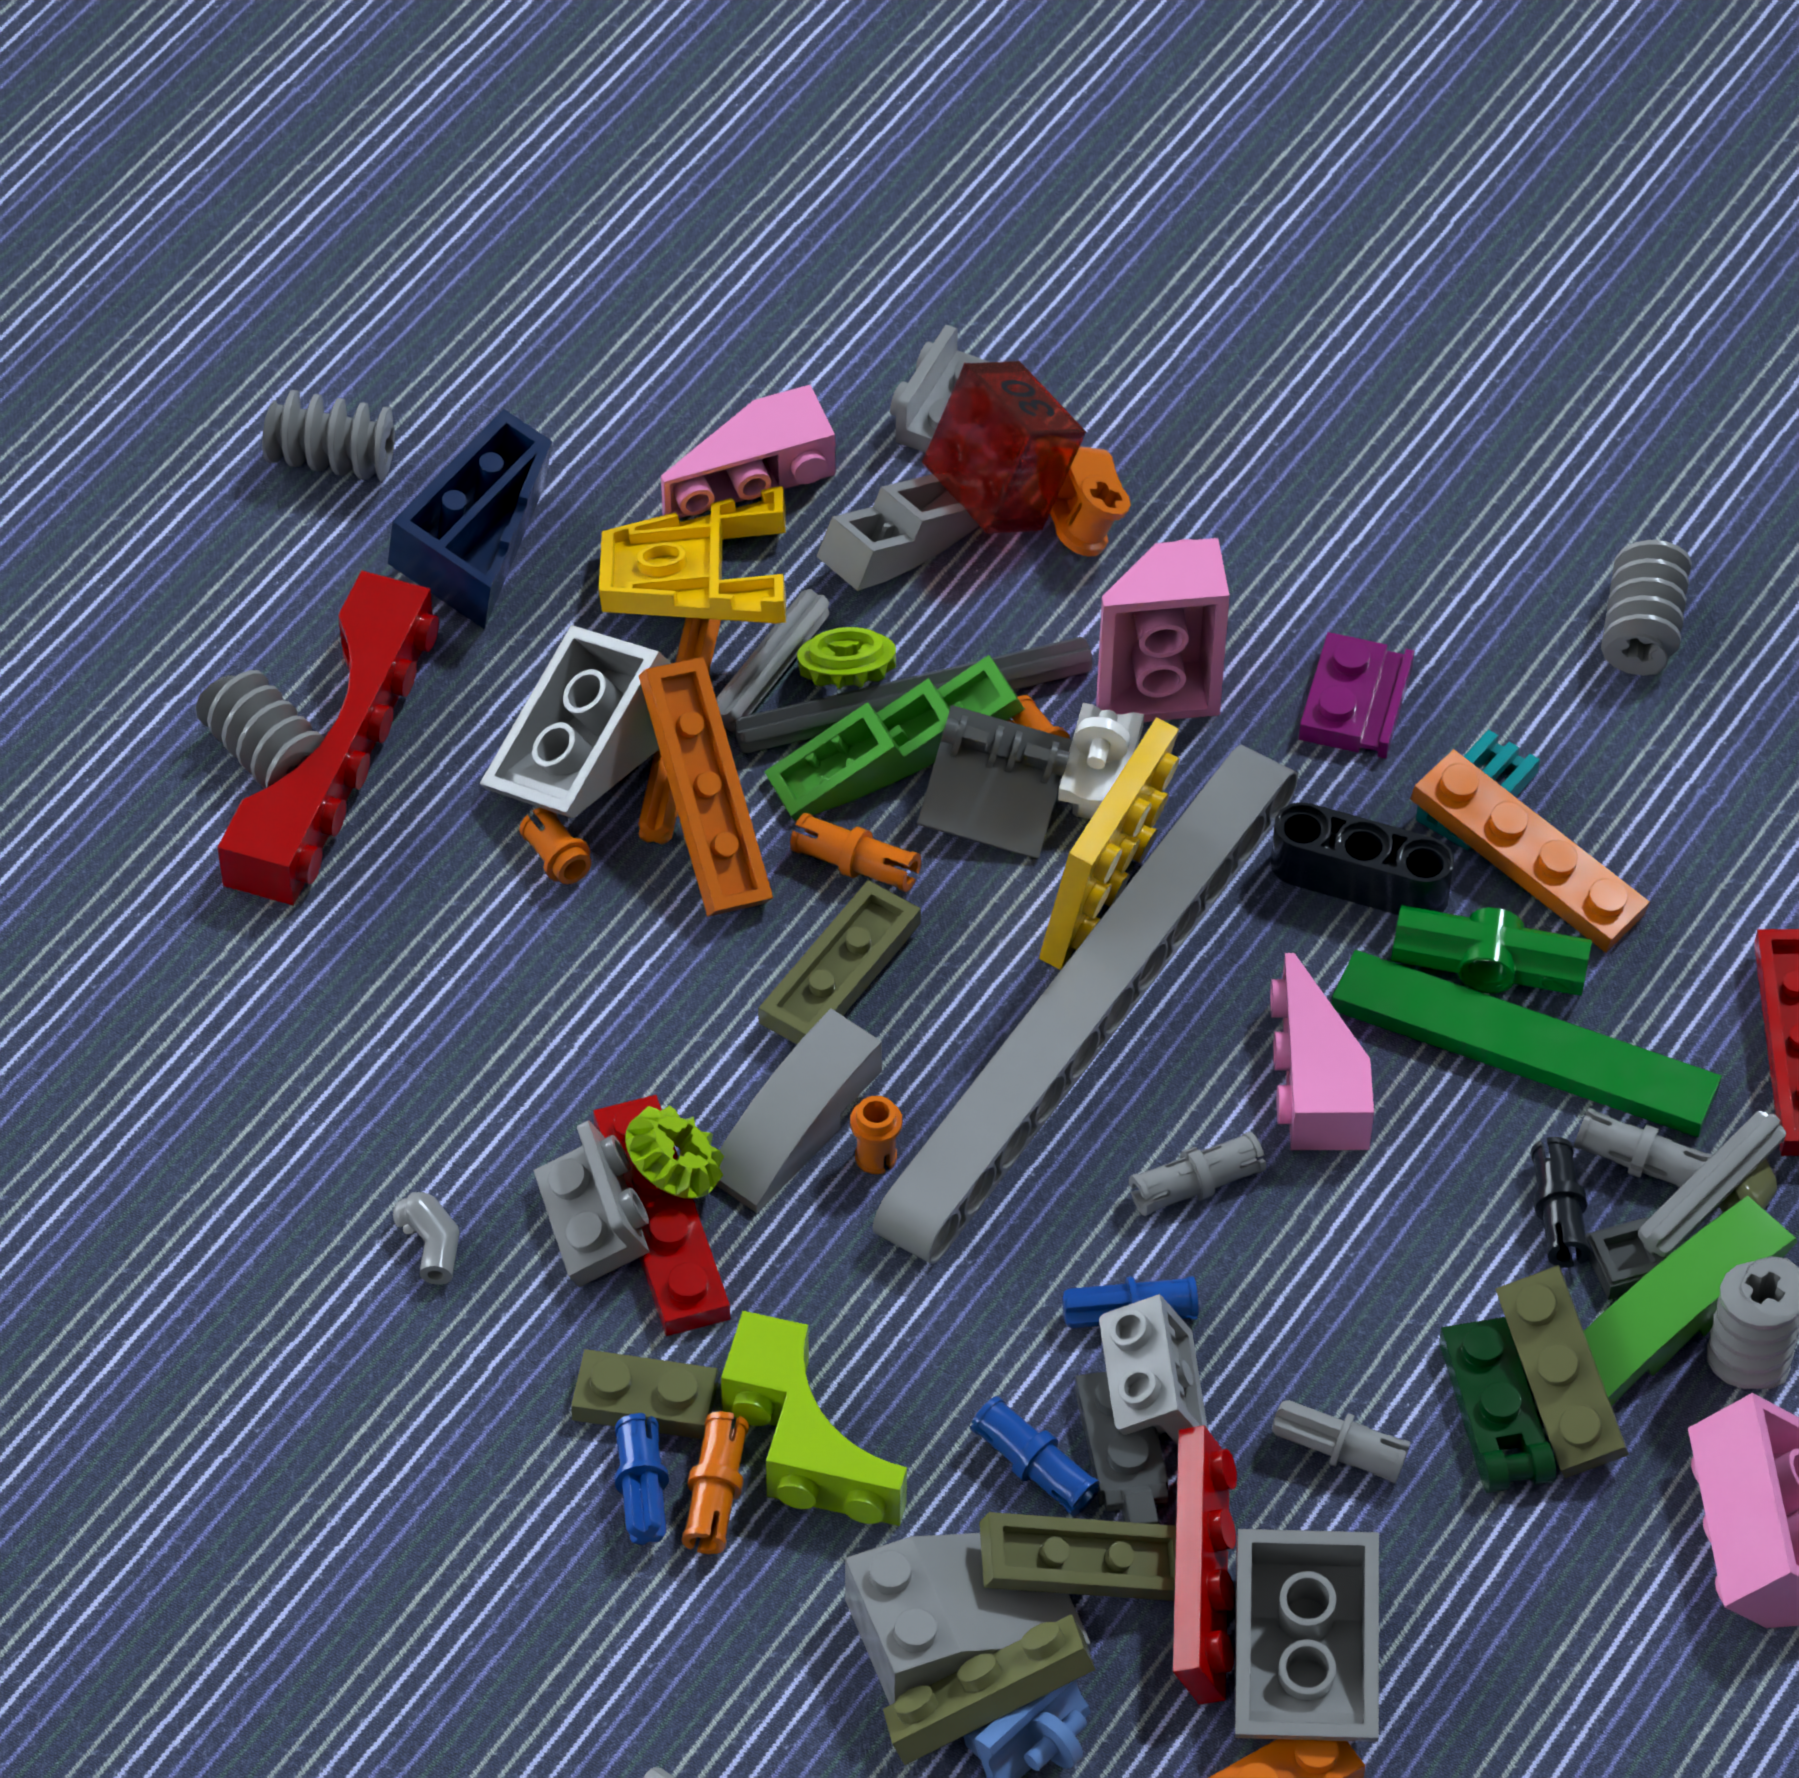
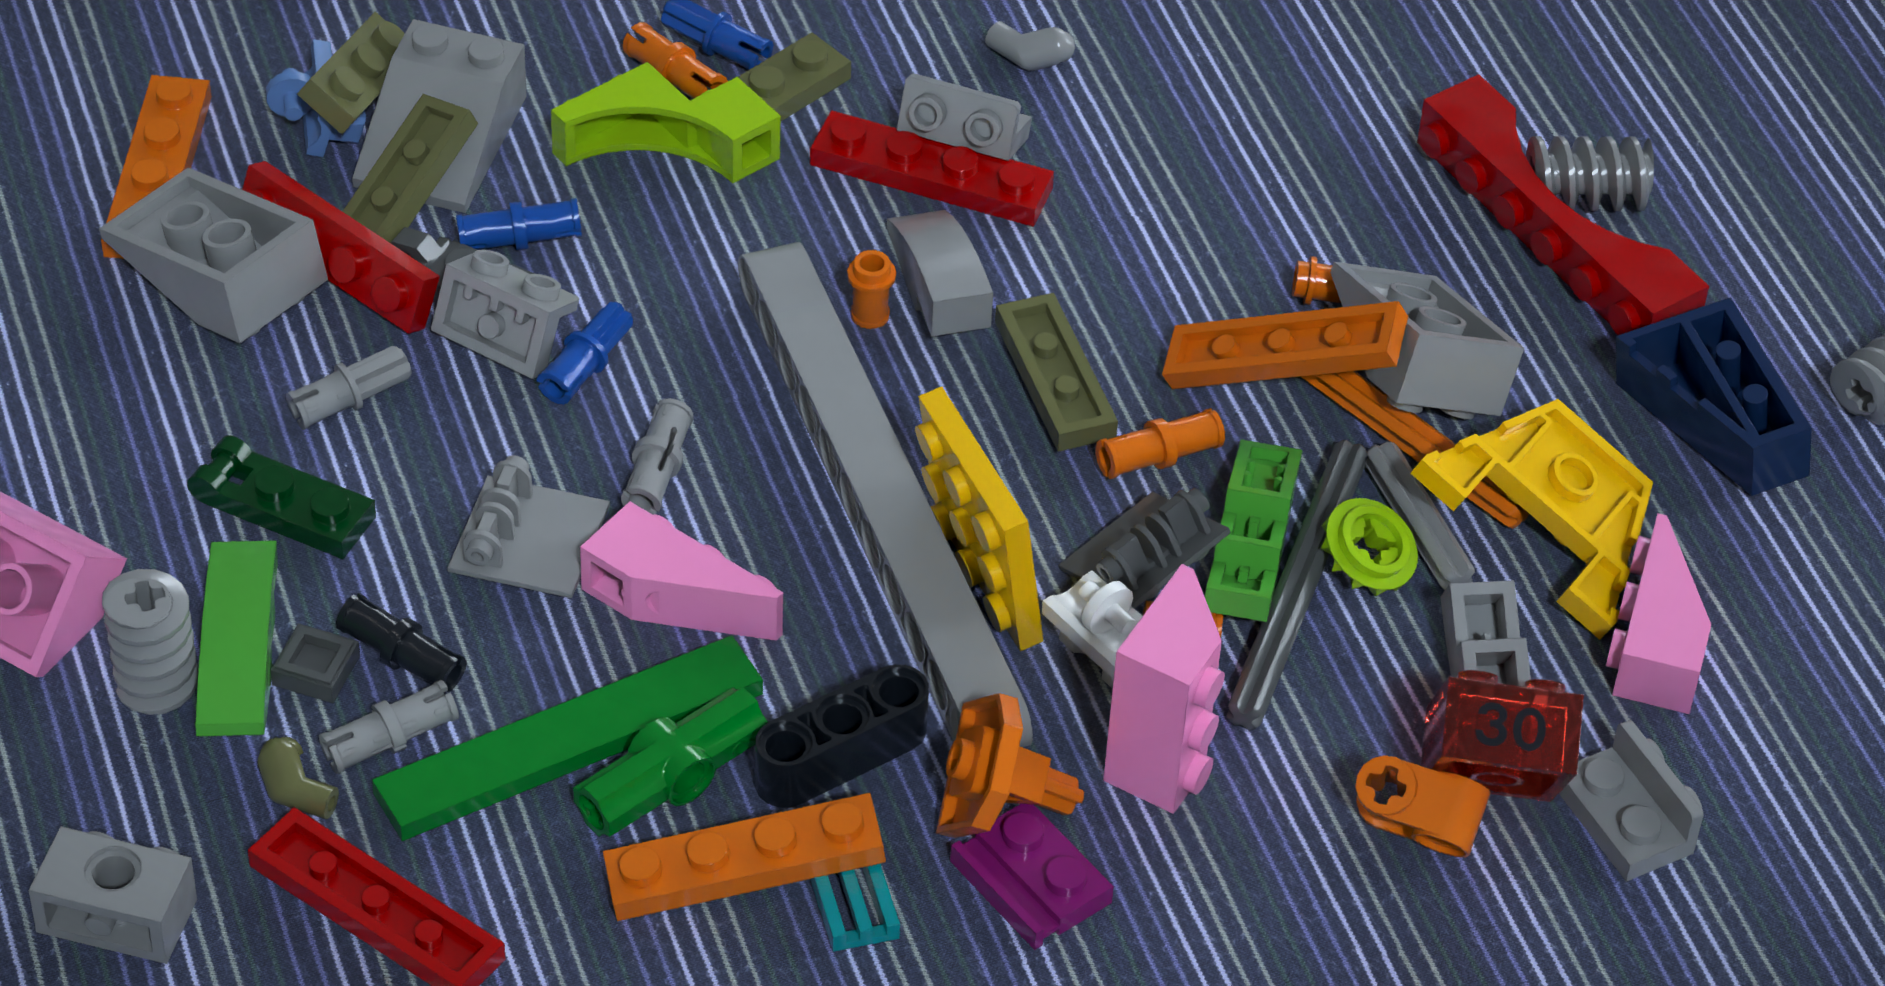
camera: 125 degrees right, 5 degrees down
(651, 1144) = (952, 192): lime gear -> none
(1331, 715) = (992, 769): none -> orange piece
(1364, 1206) = (527, 532): none -> light grey hinge
(1562, 1372) = (257, 527): olive plate -> none
(1711, 1184) = (302, 721): light grey axle -> none

